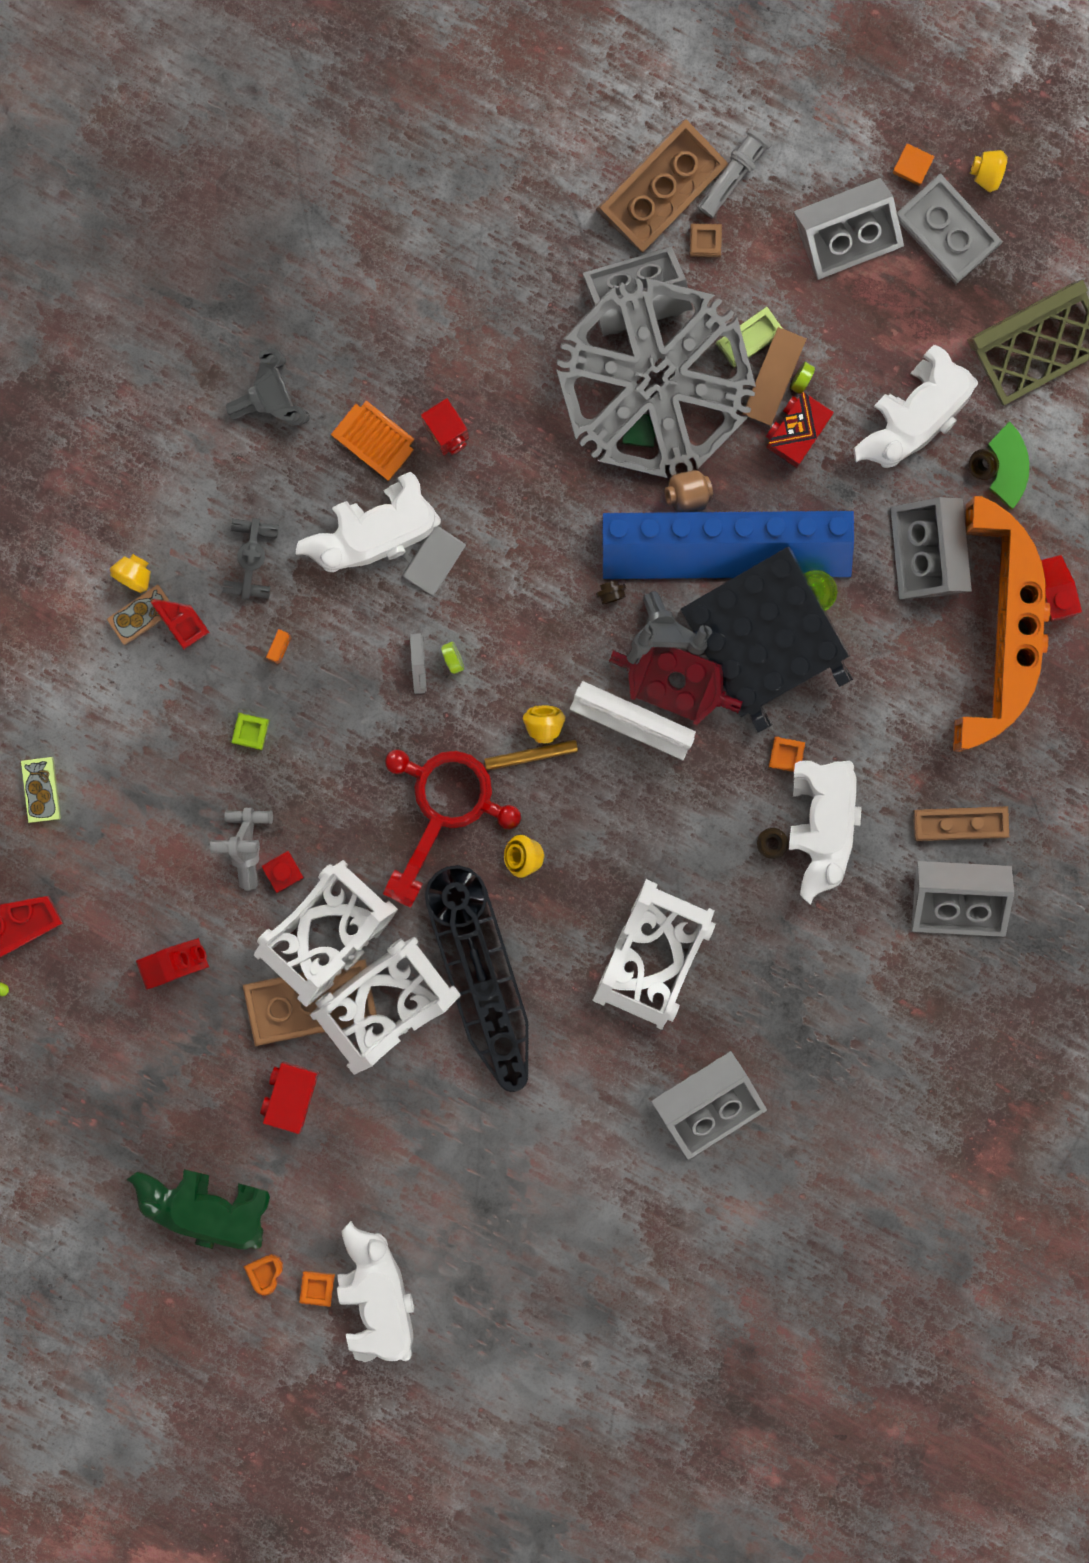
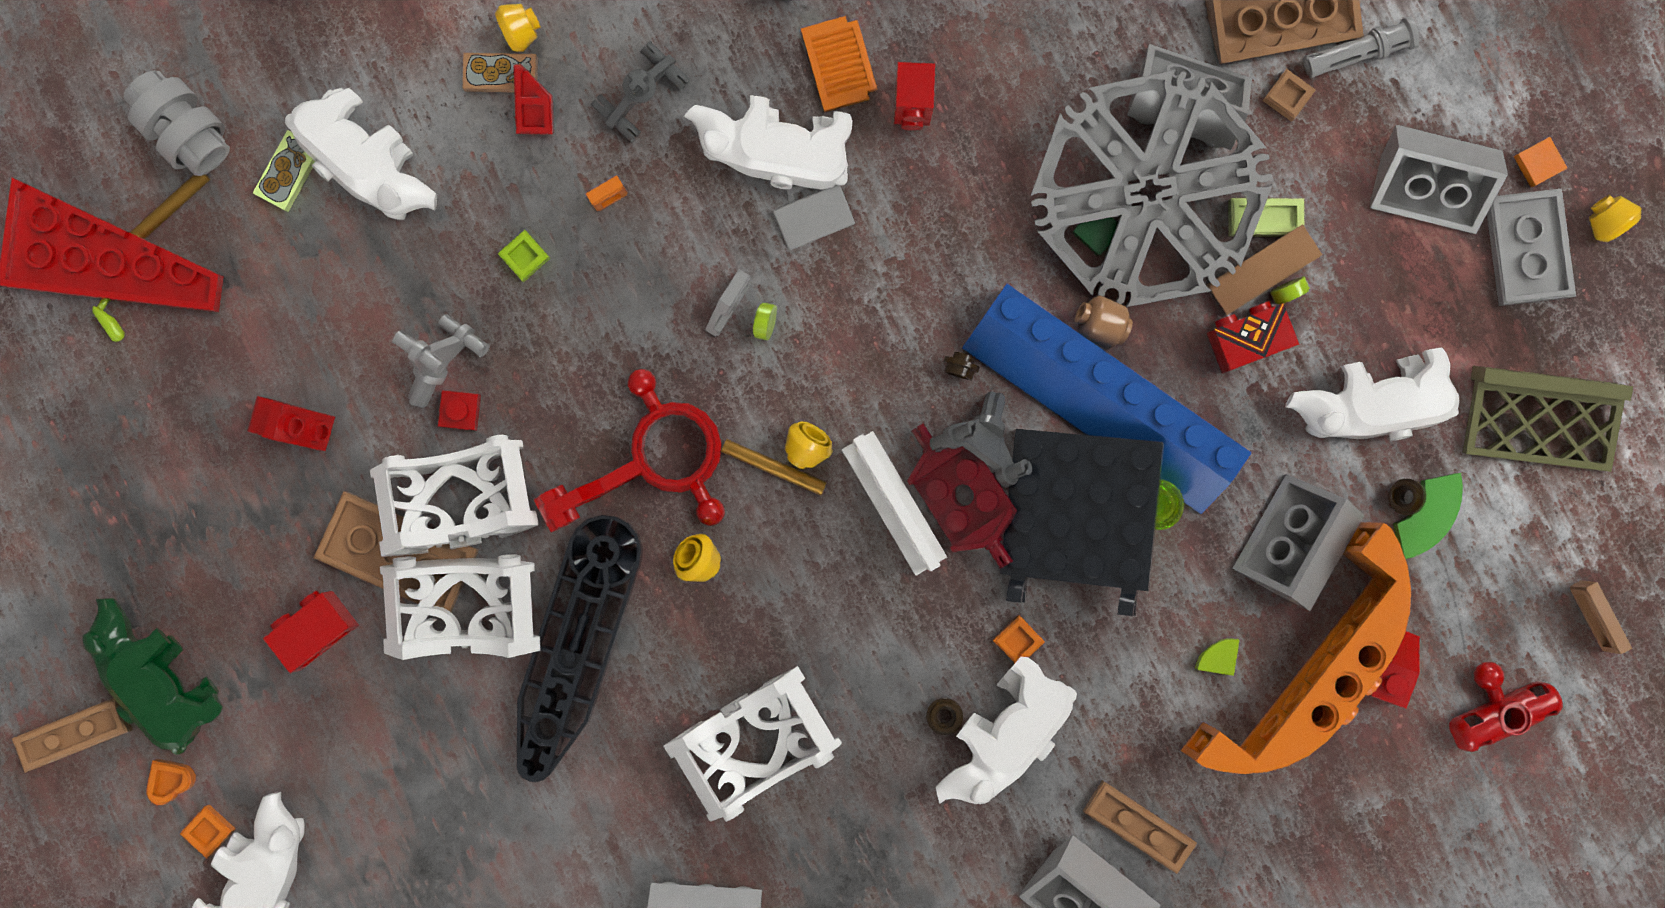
camera: 40 degrees right, 0 degrees up
(85, 747) = (358, 162): none -> white animal
(173, 1289) = (70, 735): none -> medium nougat tile
(933, 667) = (1219, 657): none -> lime tile

